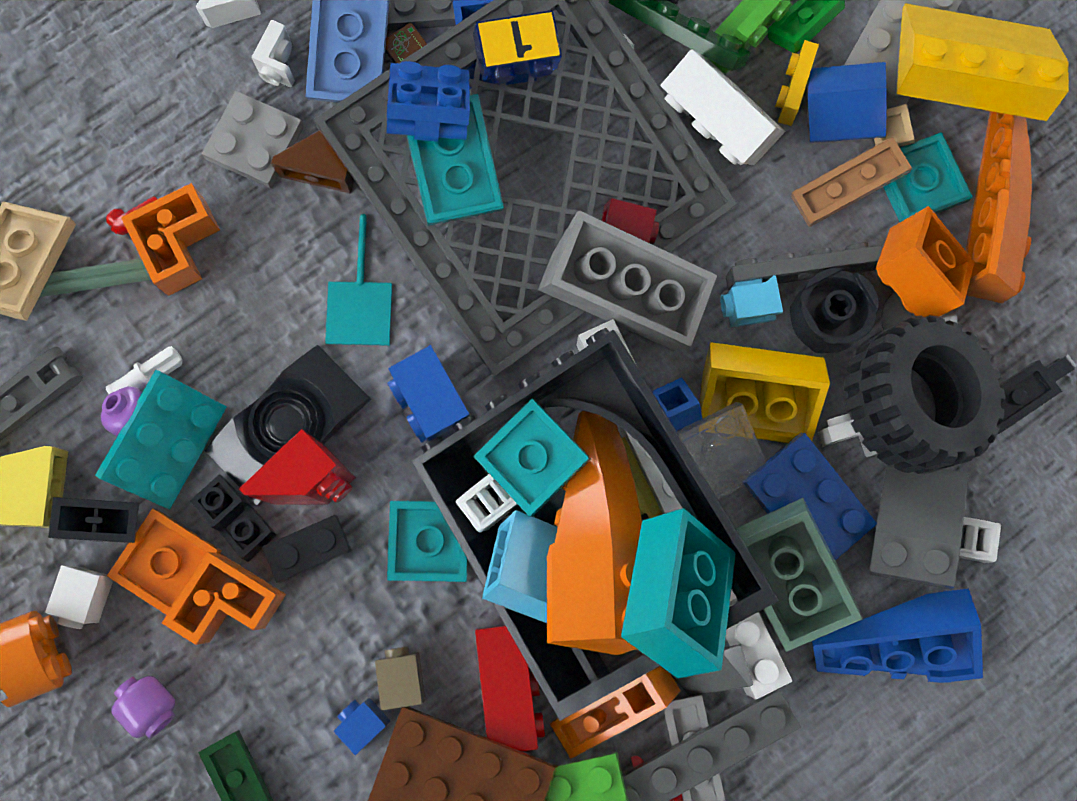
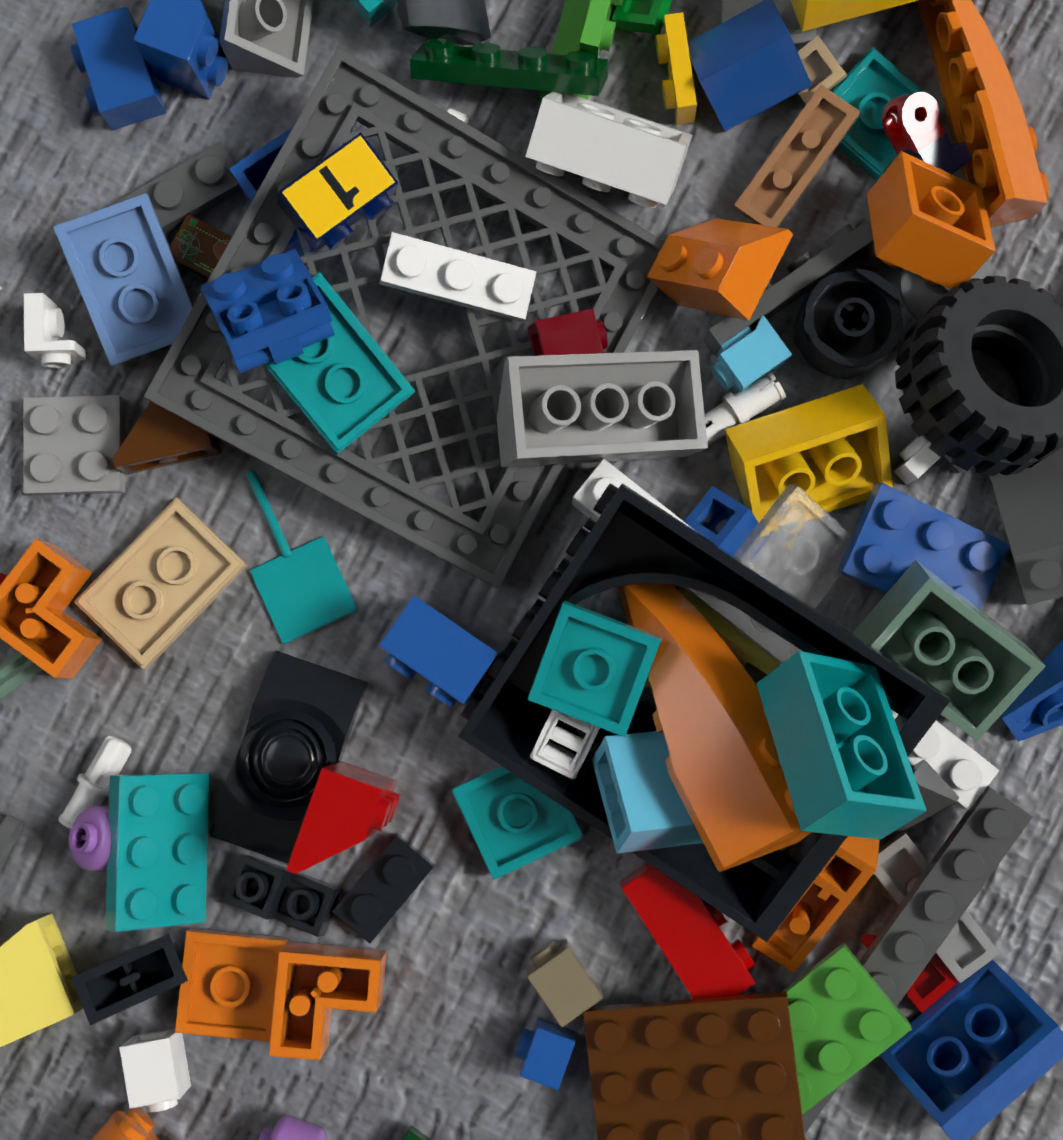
camera: 20 degrees left, 5 degrees up
(262, 260) = (160, 583): none -> tan tile
(572, 145) = (457, 277): none -> white plate
(729, 333) = (742, 406): none -> white pin
(760, 227) = (719, 265): none -> orange slope
(946, 196) = (915, 129): none -> leg

